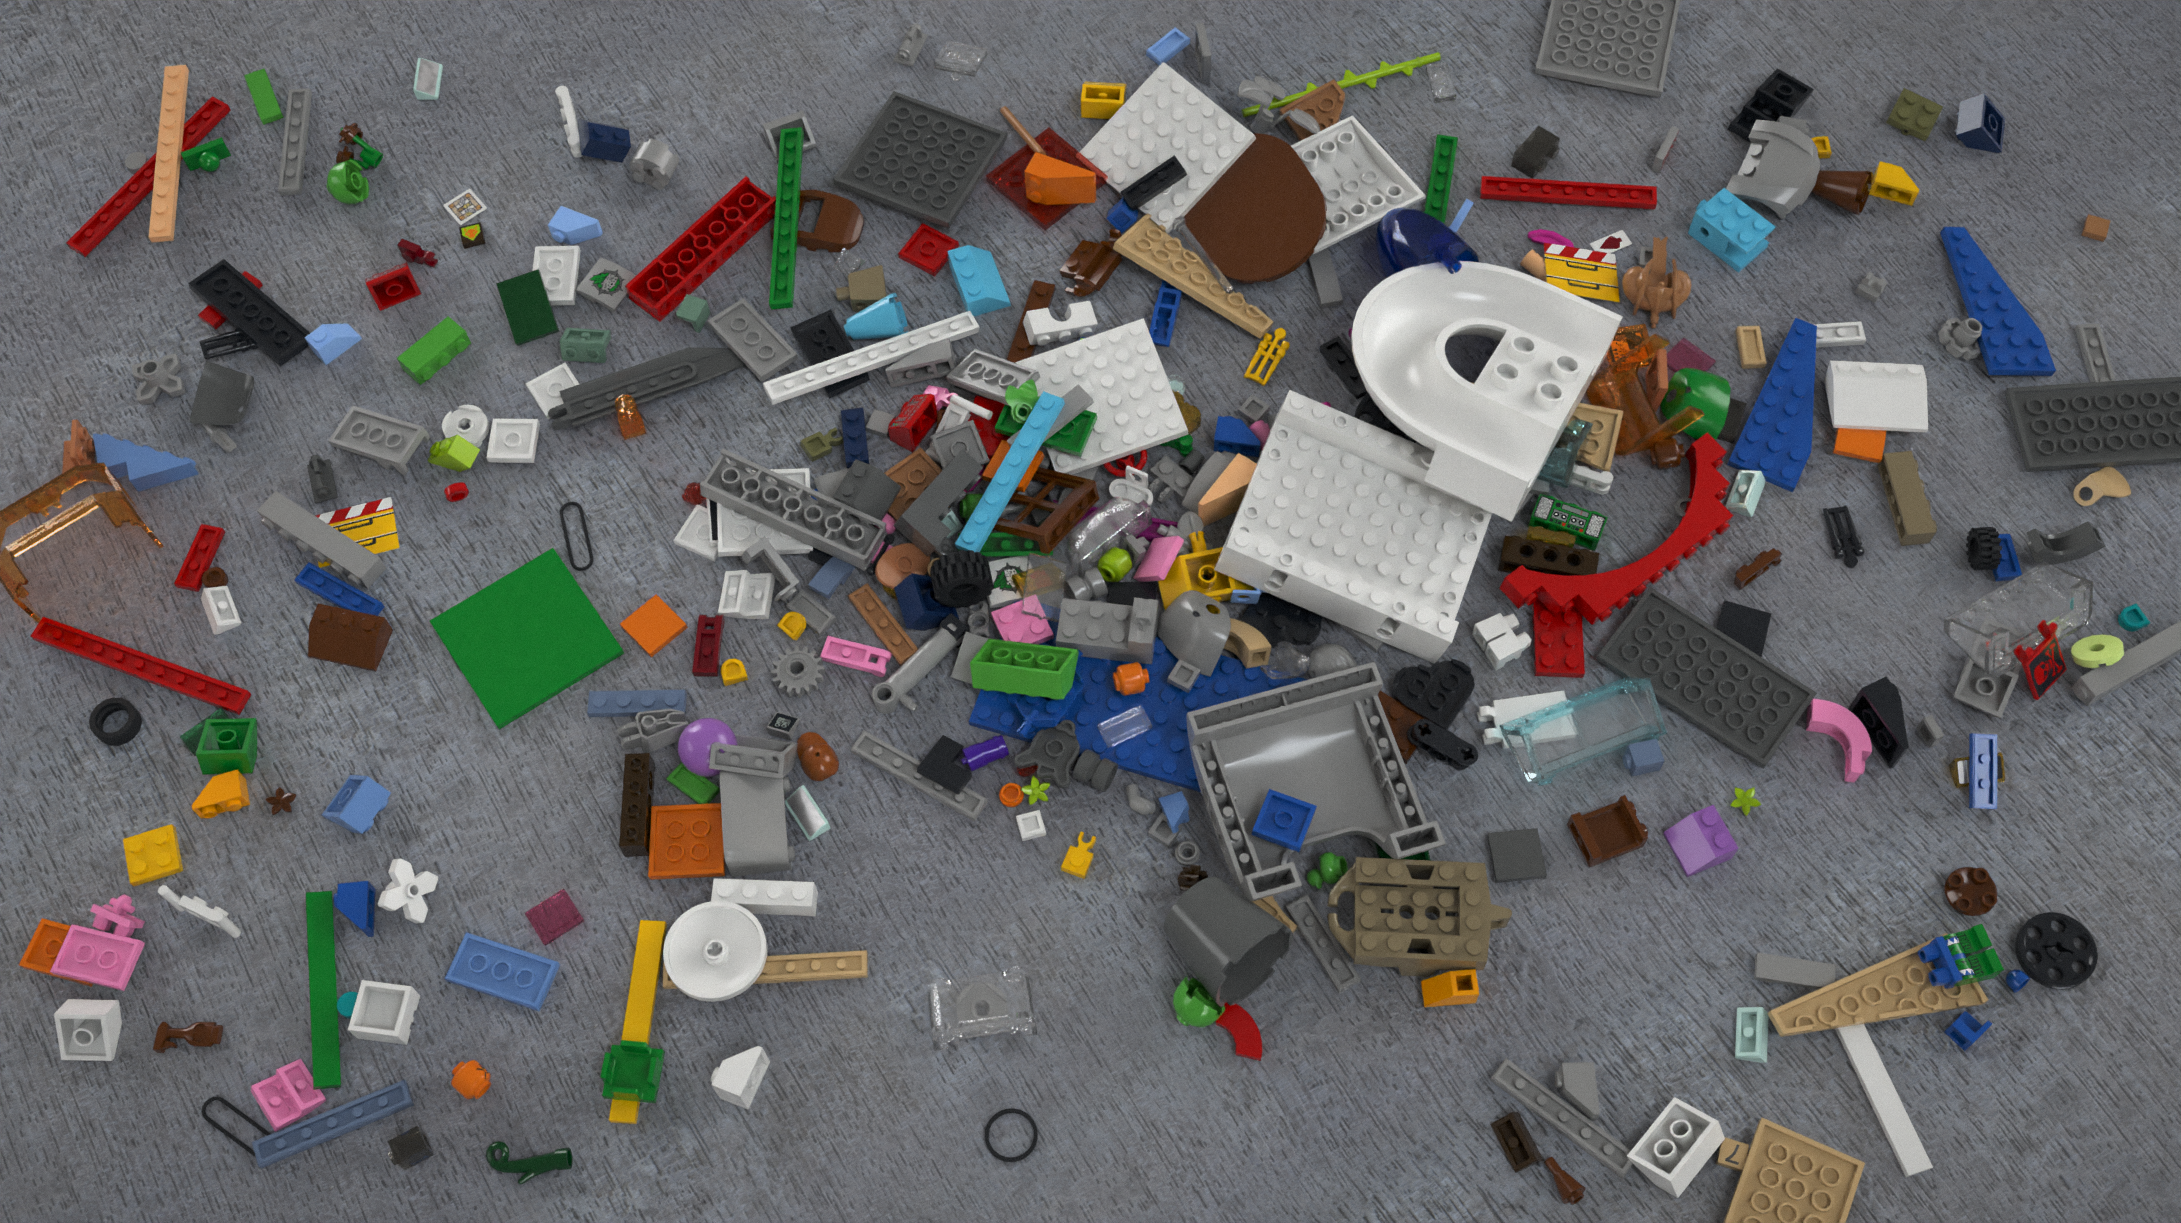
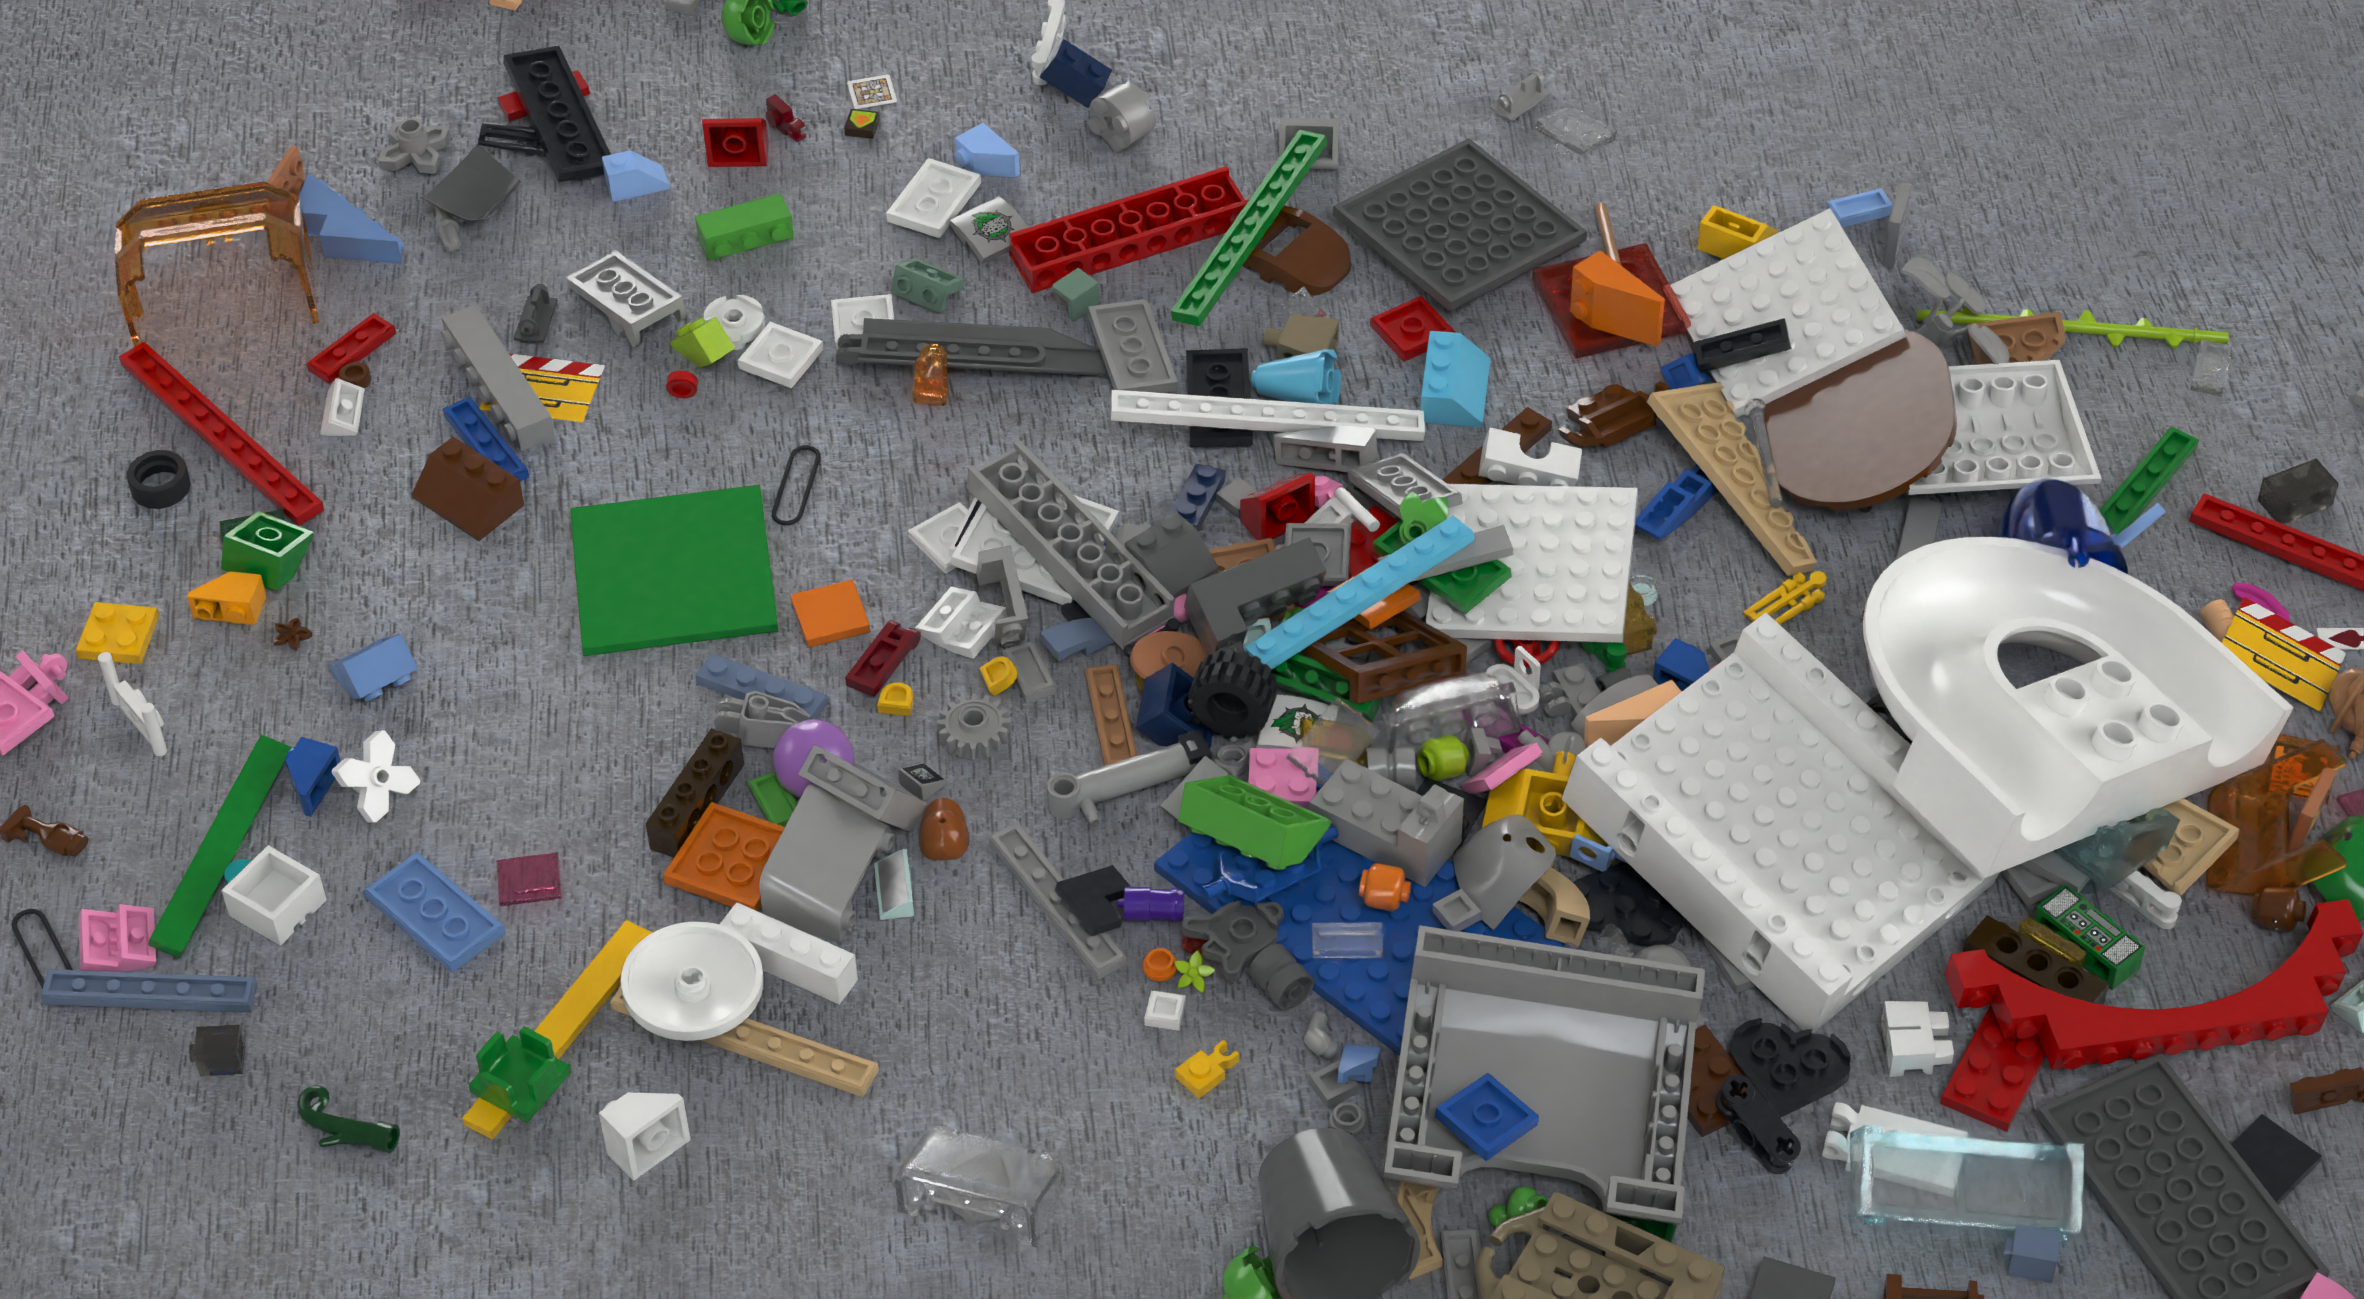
camera: 25 degrees right, 15 degrees down
(471, 1079) = (329, 1006): orange head -> none
(527, 307) = (880, 218): dark green tile -> none
(692, 494) = (958, 491): clear red plate -> none
(818, 446) = (1146, 492): olive plate -> none
(855, 656) = (1055, 737): bright pink plate -> none

